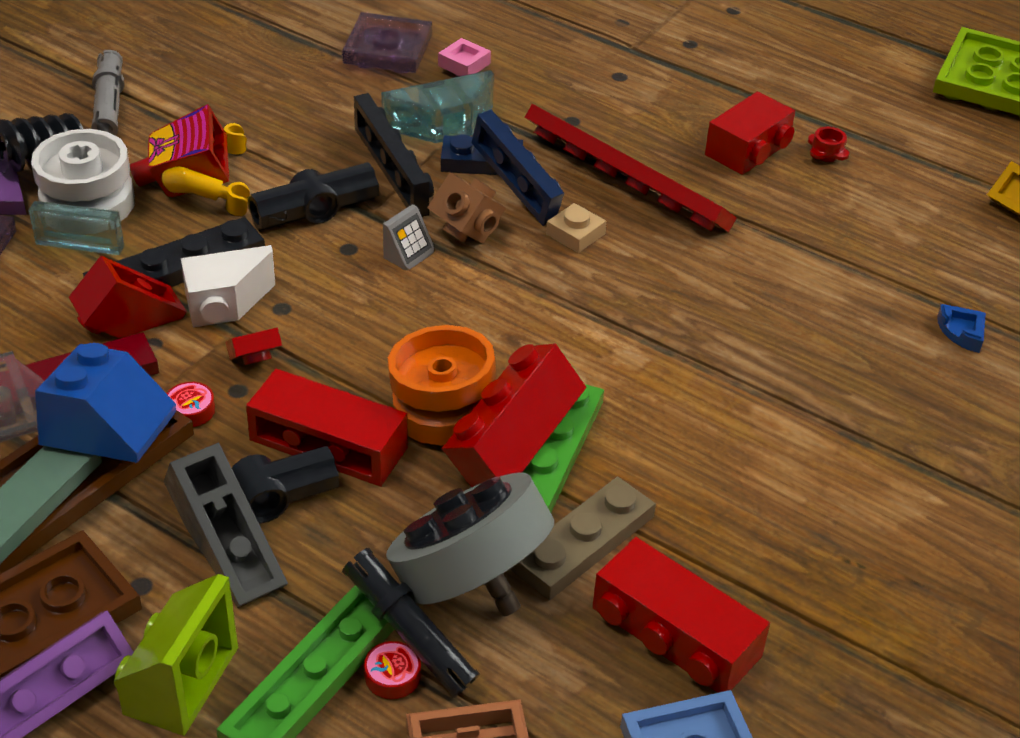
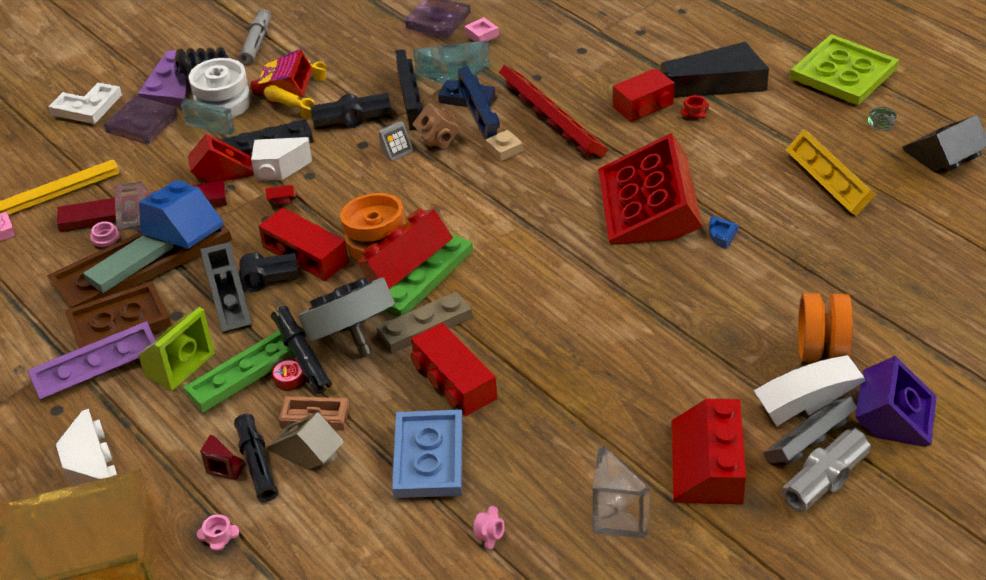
camera: 20 degrees right, 0 degrees up
(194, 401) = (236, 222): tile -> none
(838, 281) = (649, 194): none -> red slope
(842, 89) = (717, 72): none -> black slope

